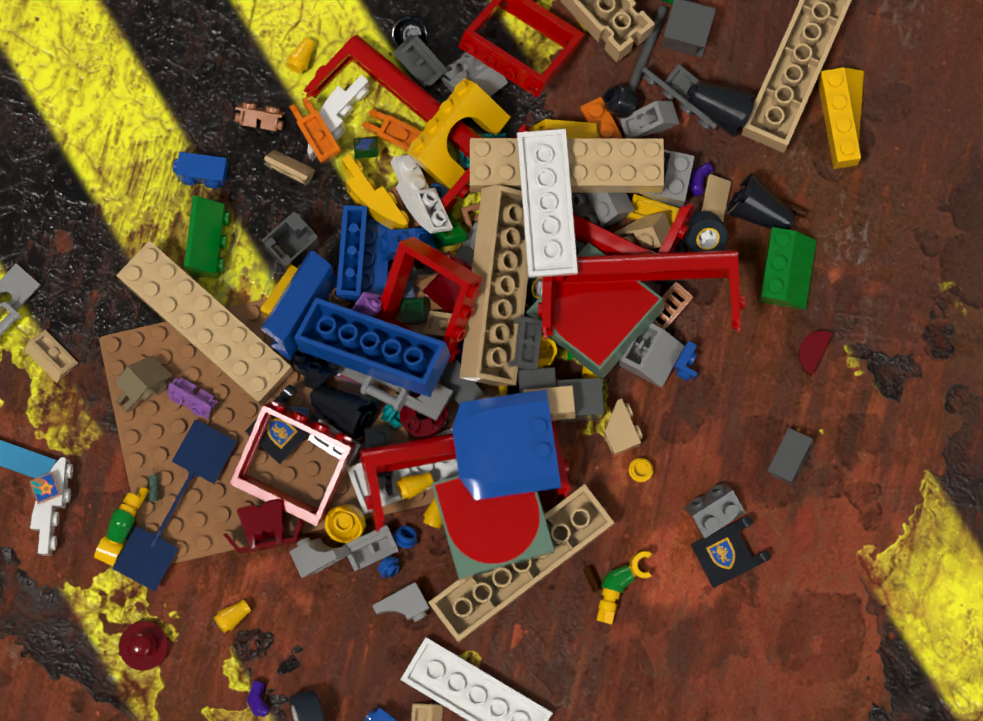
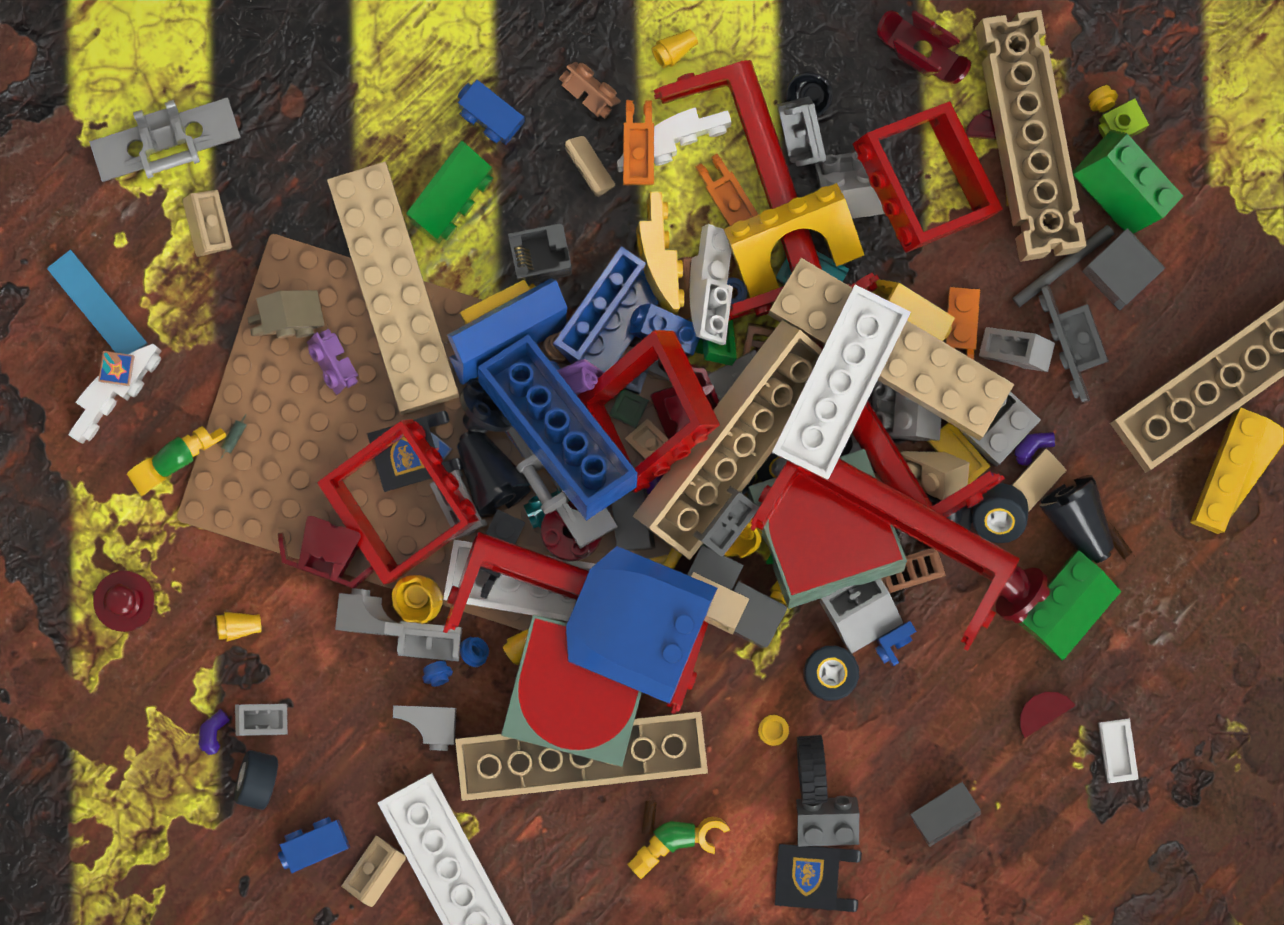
camera: 25 degrees right, 5 degrees up
(147, 554) = (185, 506): dark blue hinge -> none
(286, 670) = (261, 719): none -> light grey slope
(365, 147) = (685, 193): dark green tile -> none
(413, 485) = (515, 602): yellow cone -> none
(620, 431) = (776, 675): tan slope -> none
(621, 101) = (998, 308): black head -> none
(659, 400) = (840, 669): none -> black wheel
(683, 479) = (812, 769): none -> black tyre
(722, 105) = (1107, 382): black cone -> none
(753, 278) = (1022, 594): none -> dark red plate
(879, 347) = (1118, 750): none -> white tile

